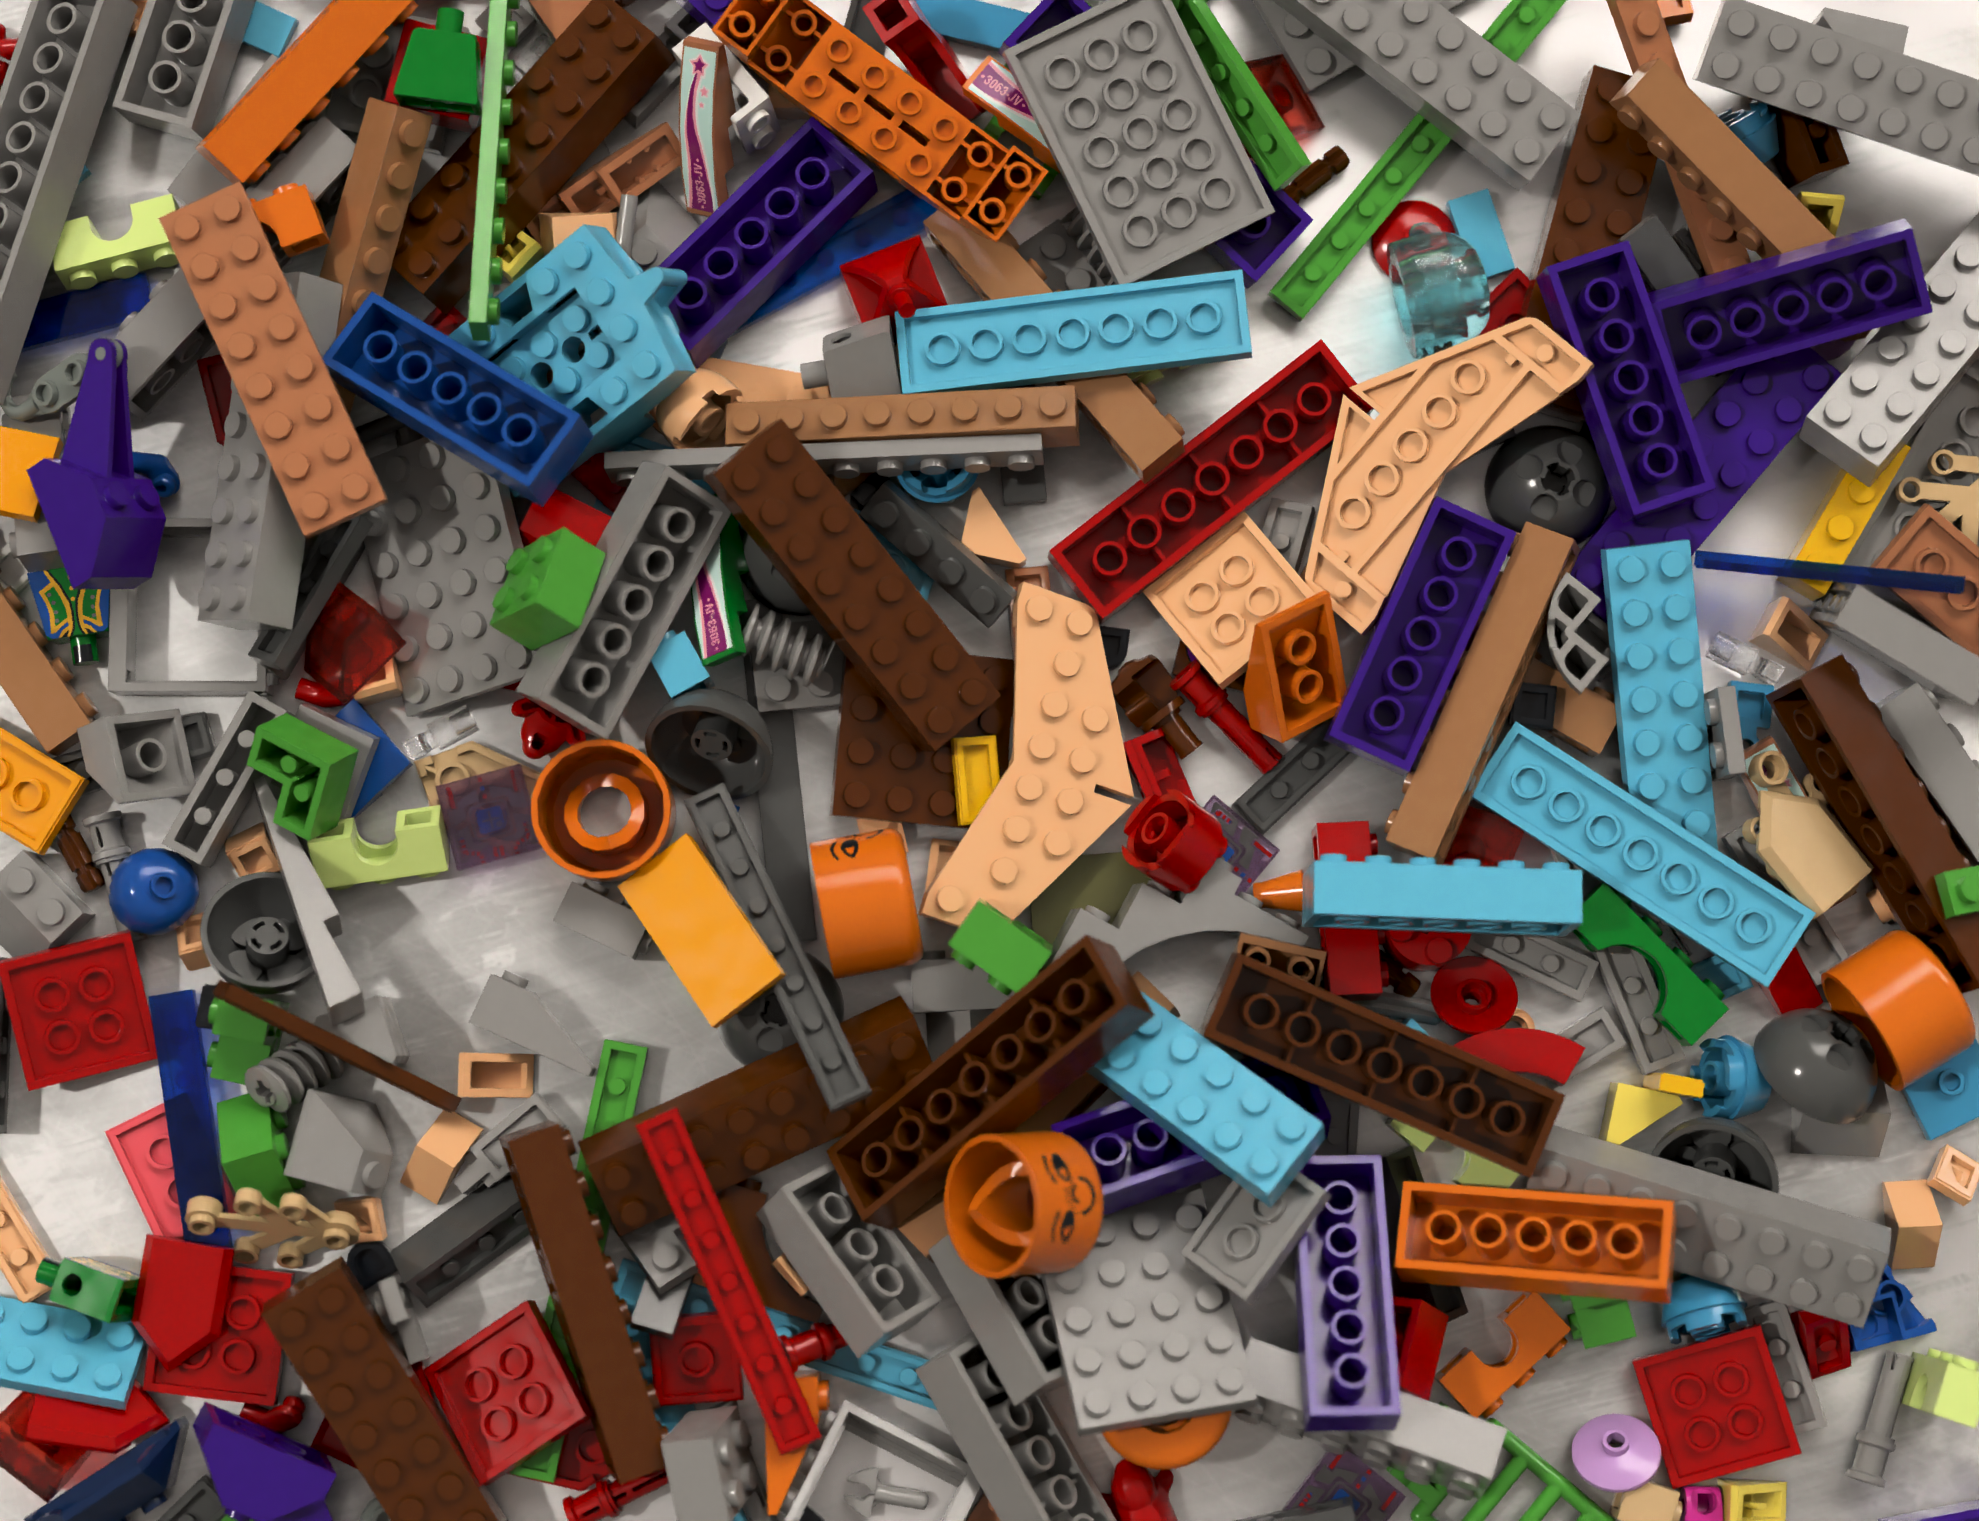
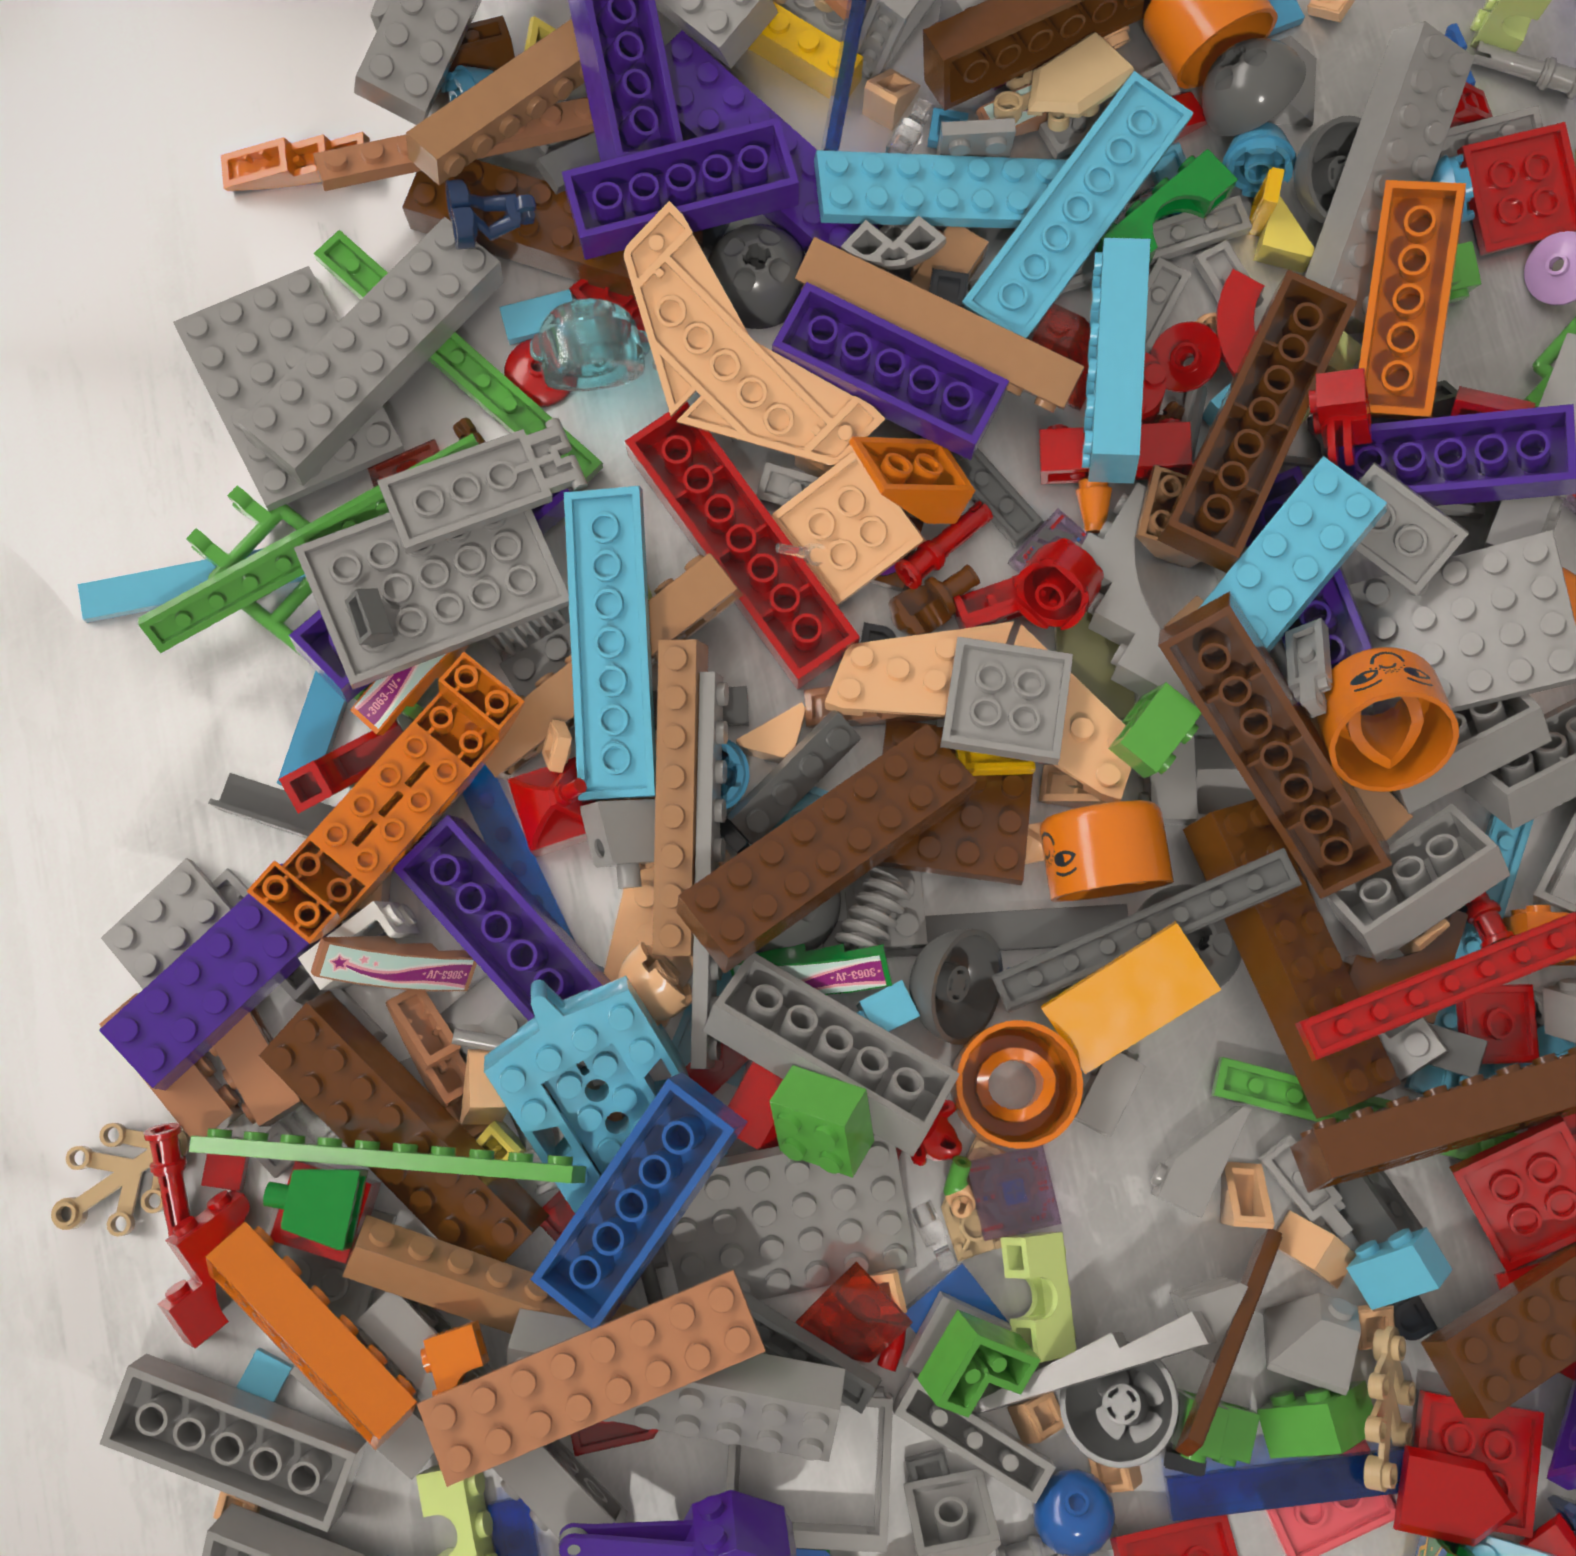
camera: 80 degrees left, 5 degrees down
(159, 470) = (678, 1496): blue arm -> none
(278, 1418) = (1554, 1410): red arm -> none
(289, 1074) = (1253, 1390): light grey piece -> none
(395, 1301) = (1461, 1291): light grey plate -> none
(422, 1239) = (1398, 1267): none -> medium azure brick
(489, 756) = (957, 1188): none -> arm
(956, 286) = (557, 746): none -> light nougat tile
(1030, 782) = (1007, 700): none -> light grey plate
(1079, 64) = (369, 617): none -> dark grey piece
(1082, 1118) = (1309, 665): none -> light grey hinge
(1198, 548) = (801, 552): none -> clear hand
(1245, 176) = (480, 485): none -> light grey hinge
(1387, 1158) = (1341, 412): none -> red brick
(1534, 1333) = (1505, 367): orange arch -> none
(1564, 138) = (466, 223): none -> dark blue piece
(1914, 1224) = (1365, 34): light nougat slope -> none

